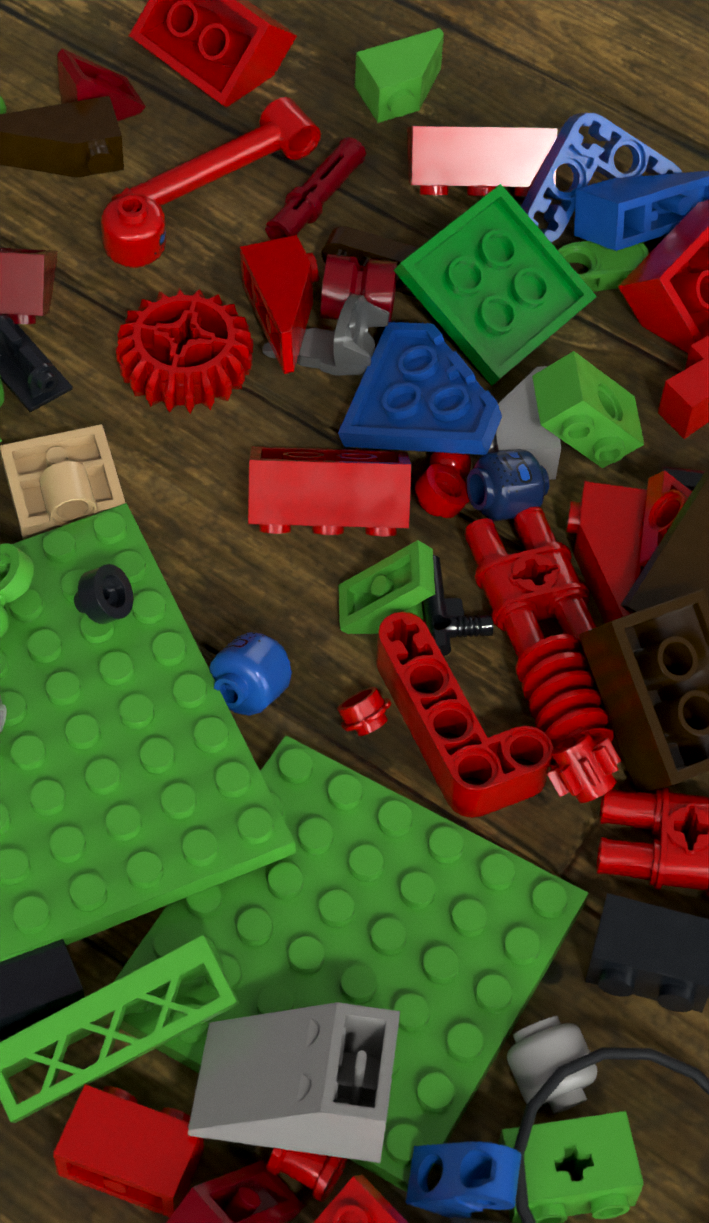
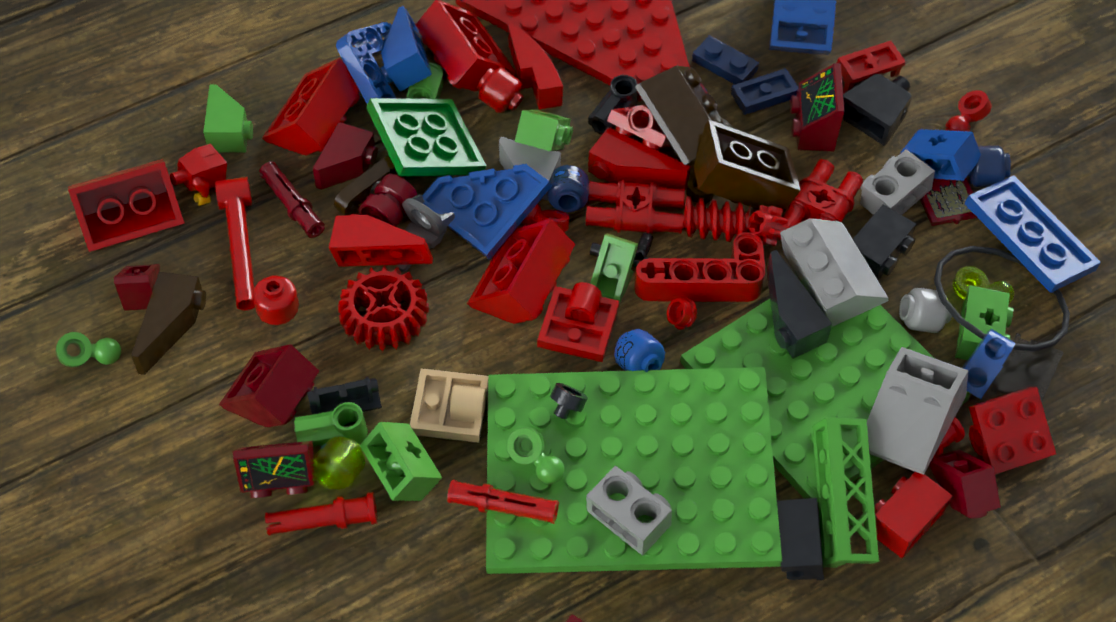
camera: 65 degrees left, 0 degrees up
(278, 585) = (578, 322): none -> red plate
(301, 75) = (199, 171): none -> red piece
(410, 209) = (345, 156): none -> dark red slope
(422, 846) = (796, 316): none -> black slope
(531, 877) = (832, 269): none -> light grey slope
(648, 344) = (500, 90): none -> red head
(662, 1179) = (975, 277): none -> clear neon green plate

